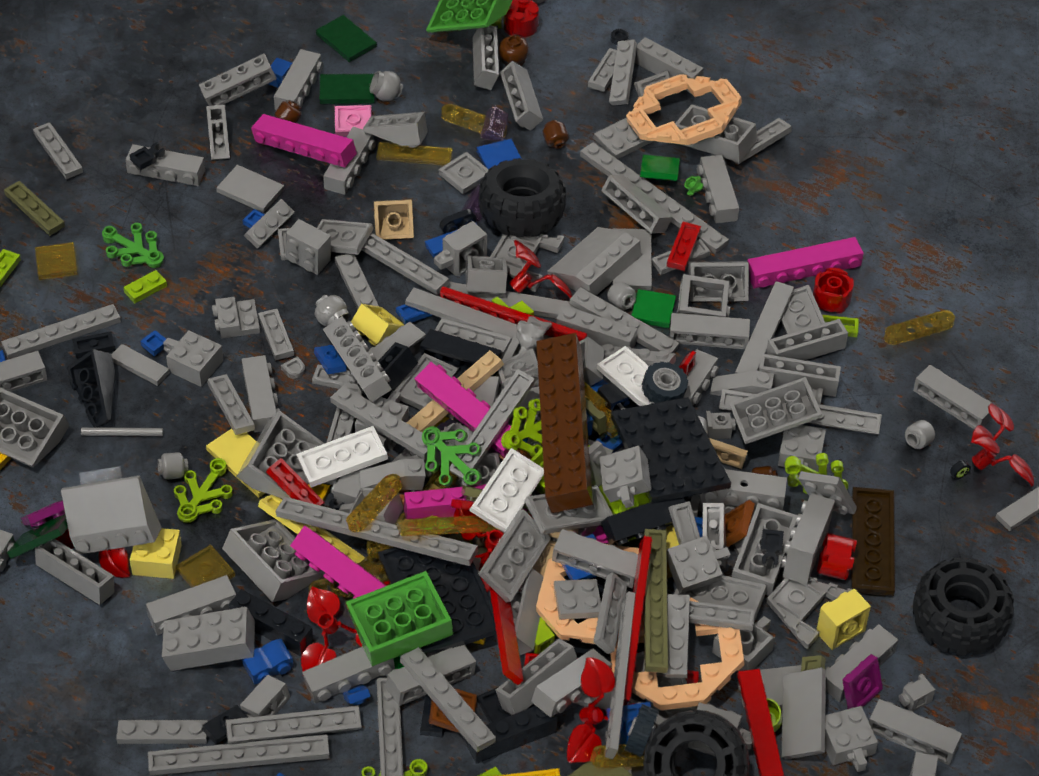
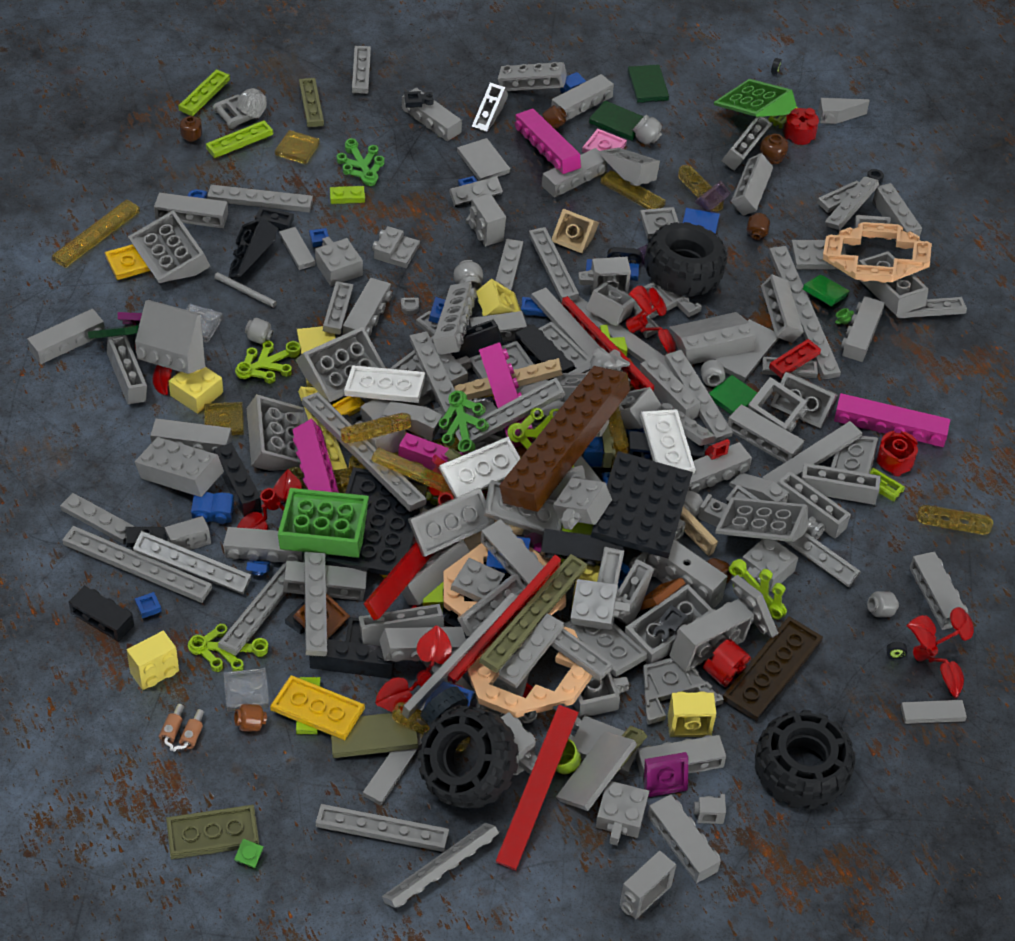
camera: 30 degrees right, 0 degrees up
(276, 334) = (415, 274): light grey plate -> none
(292, 483) = (331, 385): red plate -> none
(345, 235) = (524, 225): light grey tile -> none
(664, 382) = (684, 451): black wheel -> none

